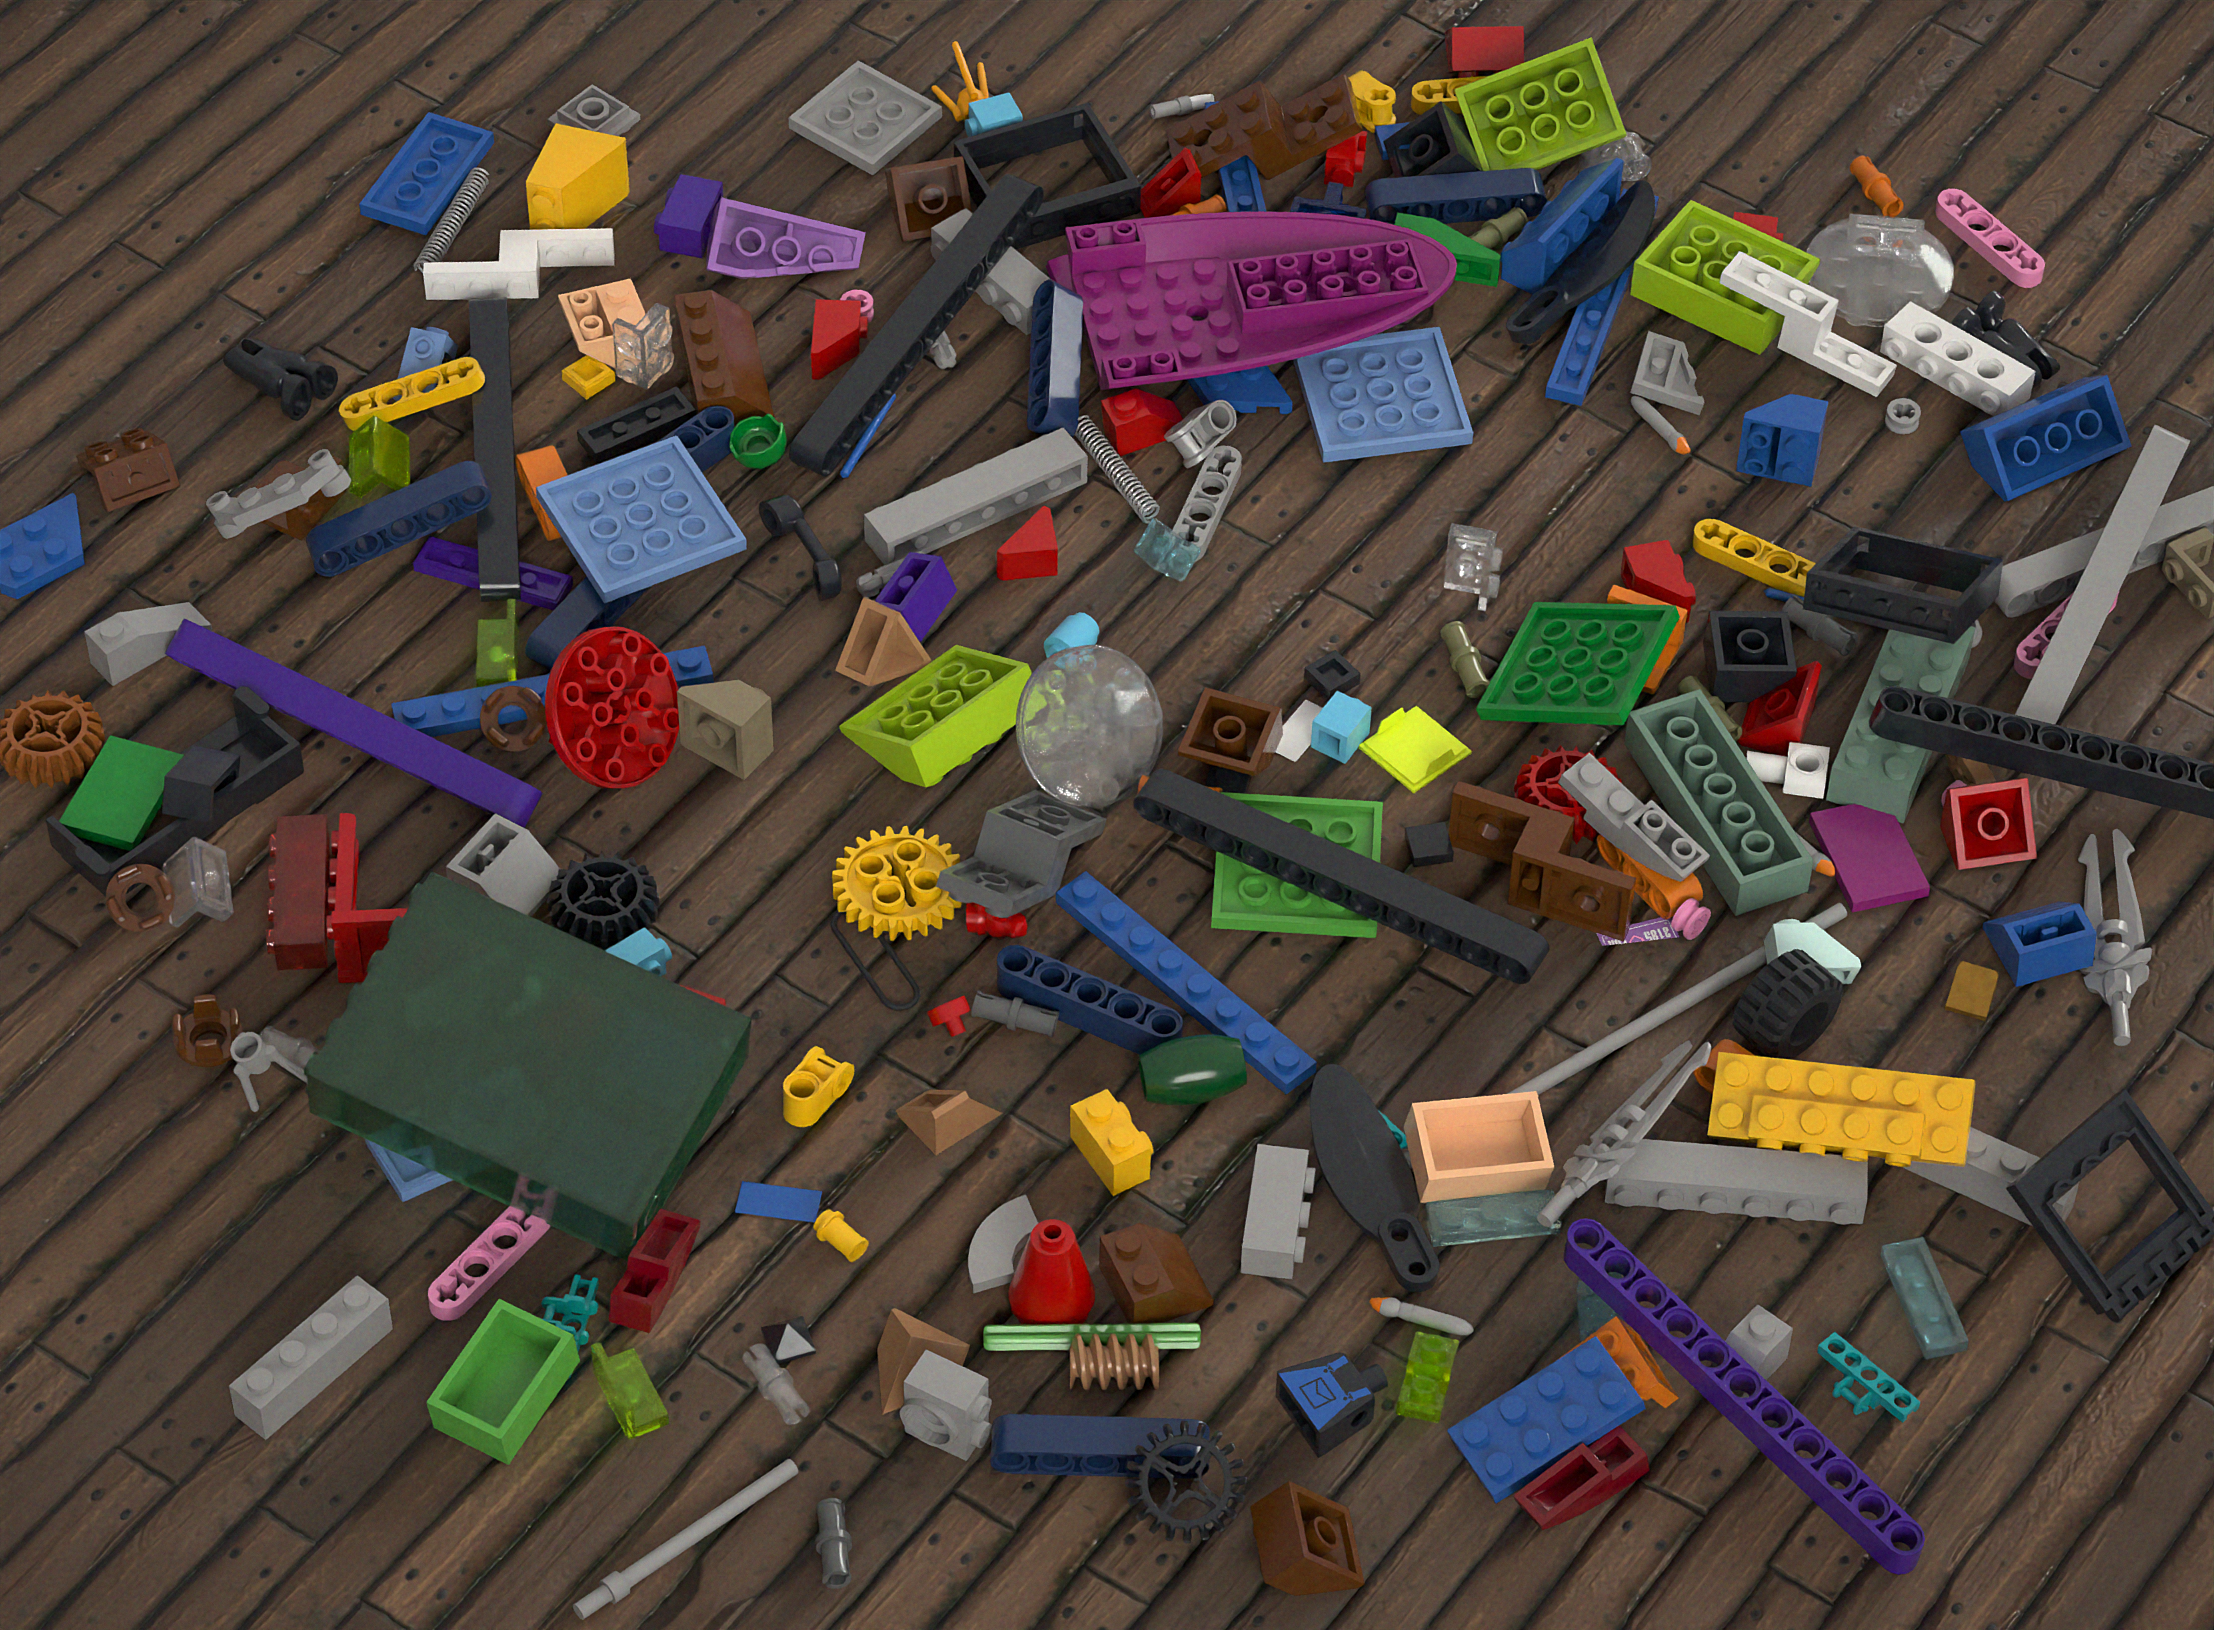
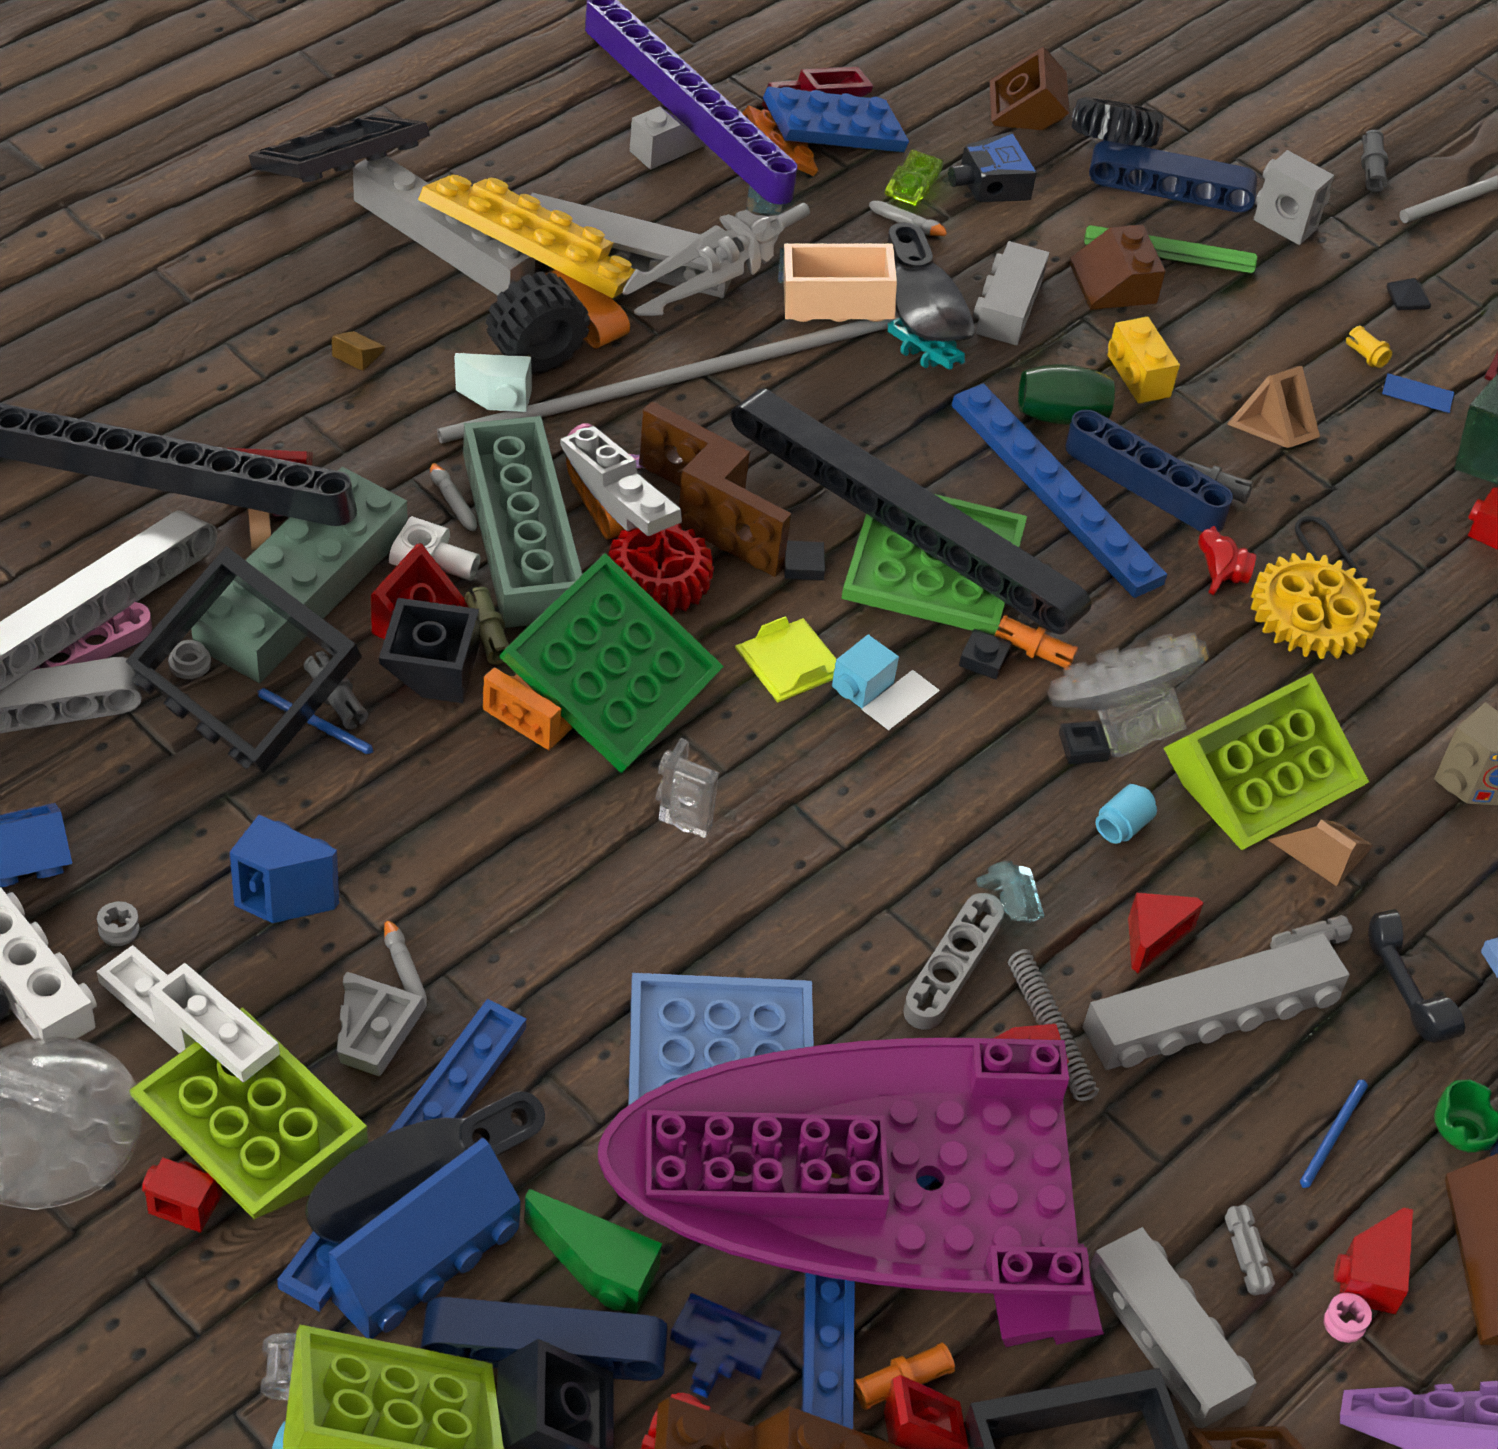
camera: 175 degrees left, 0 degrees up
(775, 1384) = (1419, 259): clear pin -> none
(814, 1087) = (1393, 450): yellow piece -> none
(901, 1348) = (1310, 247): medium nougat slope -> none
(916, 325) = (1270, 1233): black beam -> none
(919, 591) = (1294, 874): dark purple brick -> none
(950, 1014) = (1273, 487): red tile -> none
(998, 1242) = (1238, 325): light grey tile -> none
(1020, 854) = (1206, 571): dark grey bracket -> none
(1051, 1278) = (1203, 267): red cone -> none
(1055, 359) = (1112, 1149): dark blue beam -> none
(1114, 1361) = (1158, 215): medium nougat piece -> none
(1202, 431) = (956, 1019): light grey piece -> none
(1233, 732) = (981, 663): reddish brown slope -> none
(1331, 675) = (860, 730): black plate -> none
(1464, 659) = (718, 723): olive pin -> none
(1497, 231) = (512, 1271): olive pin -> none
(1657, 573) = (489, 764): red slope -> none
(1757, 566) = (357, 781): yellow beam -> none
(1869, 856) = (397, 464): magenta tile -> none
(1875, 1395) = (578, 107): teal piece -> none
(1924, 1298) = (510, 149): clear light blue plate -> none
(2043, 941) = (278, 358): blue slope -> none
(2117, 965) = (223, 334): light grey sword -> none

